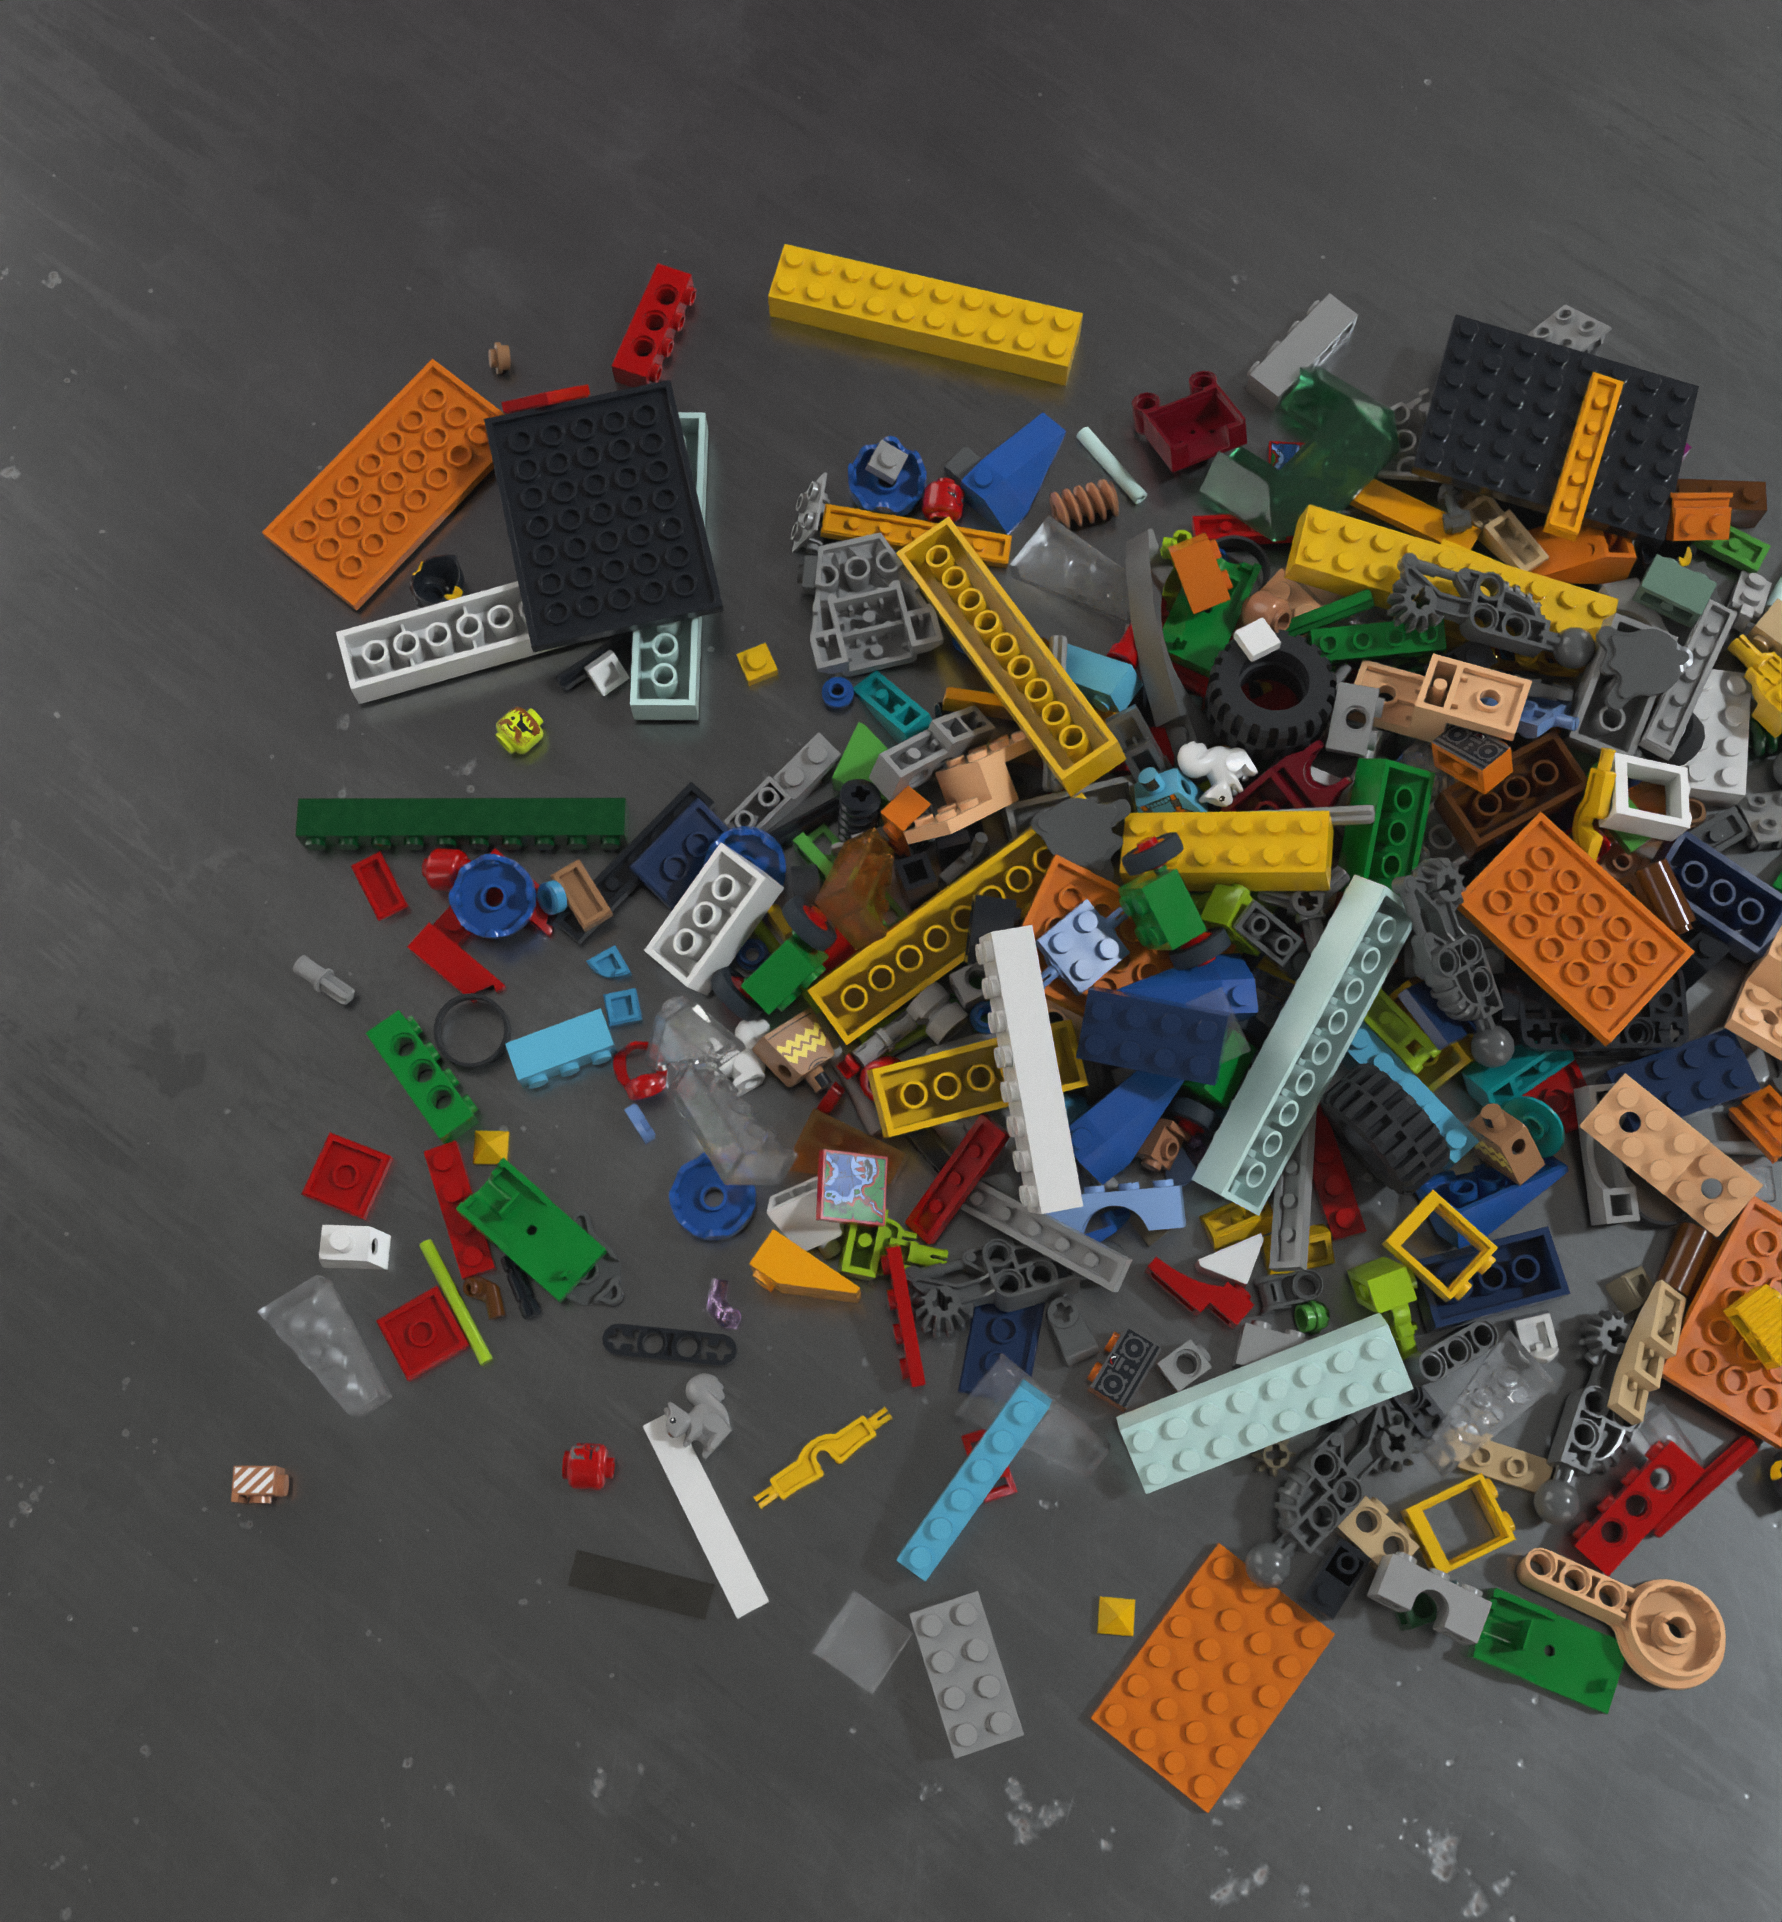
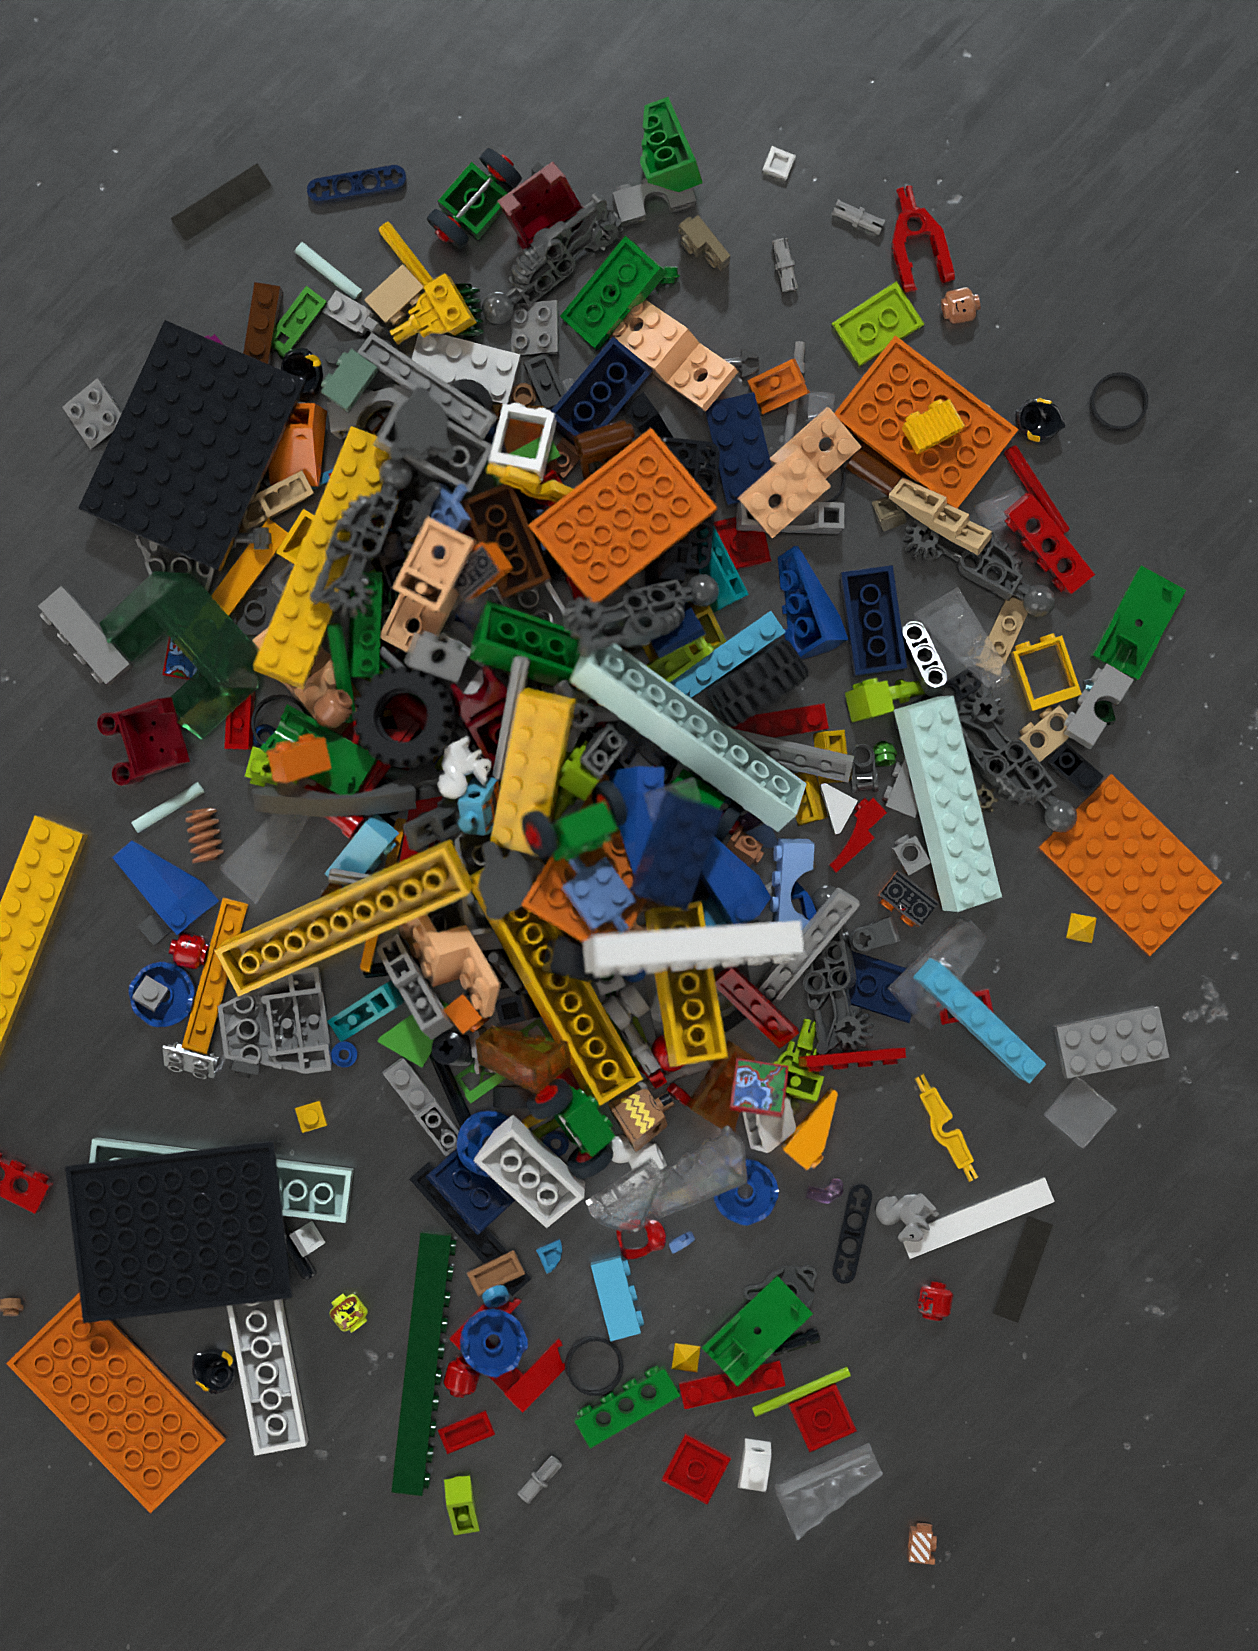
camera: 85 degrees left, 15 degrees up
(287, 887) = (461, 1505): none -> lime slope
(486, 1292) = (797, 1367): reddish brown arm -> none
(545, 399) = (63, 1270): red tile -> none
(623, 1008) = (587, 1248): dark azure tile -> none
(1257, 639) = (366, 724): white tile -> none
(1479, 1263) = (832, 676): yellow window -> none
(1498, 1137) = (768, 595): medium nougat torso -> none
(1537, 1335) = (917, 591): white plate -> none
(1540, 1121) = (762, 567): teal dish -> none
(1583, 457) = (225, 431): light orange tile -> none
(1640, 1618) = (1126, 555): light nougat beam -> none
(1699, 516) = (282, 344): orange plate -> none

